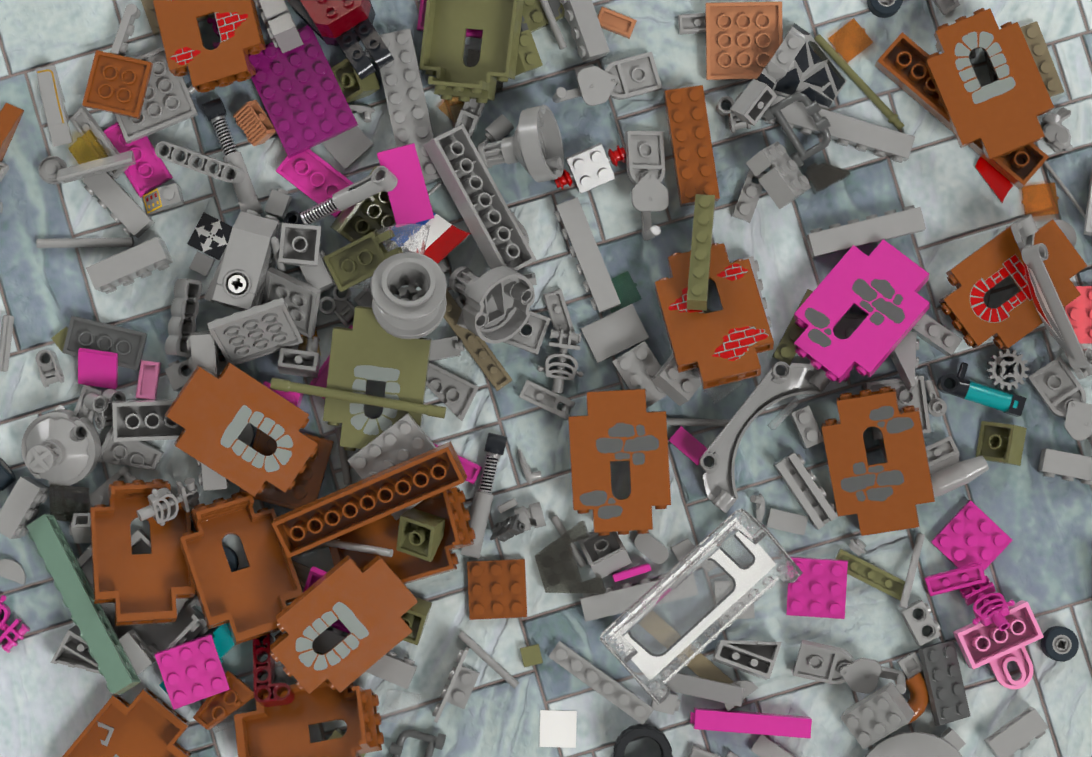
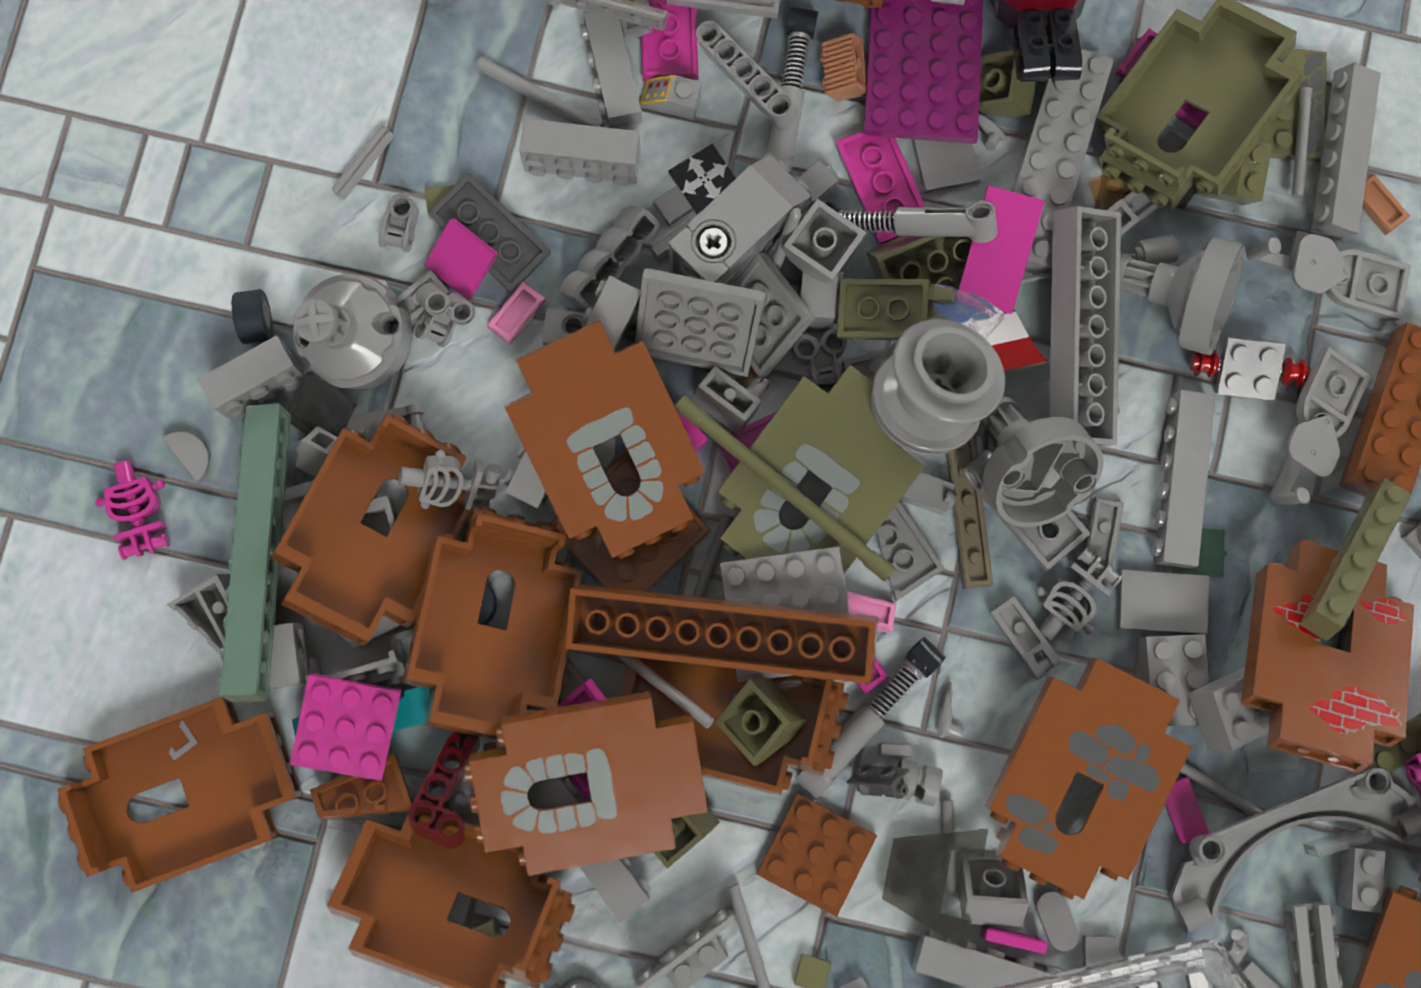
camera: 25 degrees right, 5 degrees down
(130, 453) = (435, 386): light grey wing -> none
(143, 421) = (480, 357): light grey brick -> none
(454, 433) = (871, 606): none -> bright pink tile

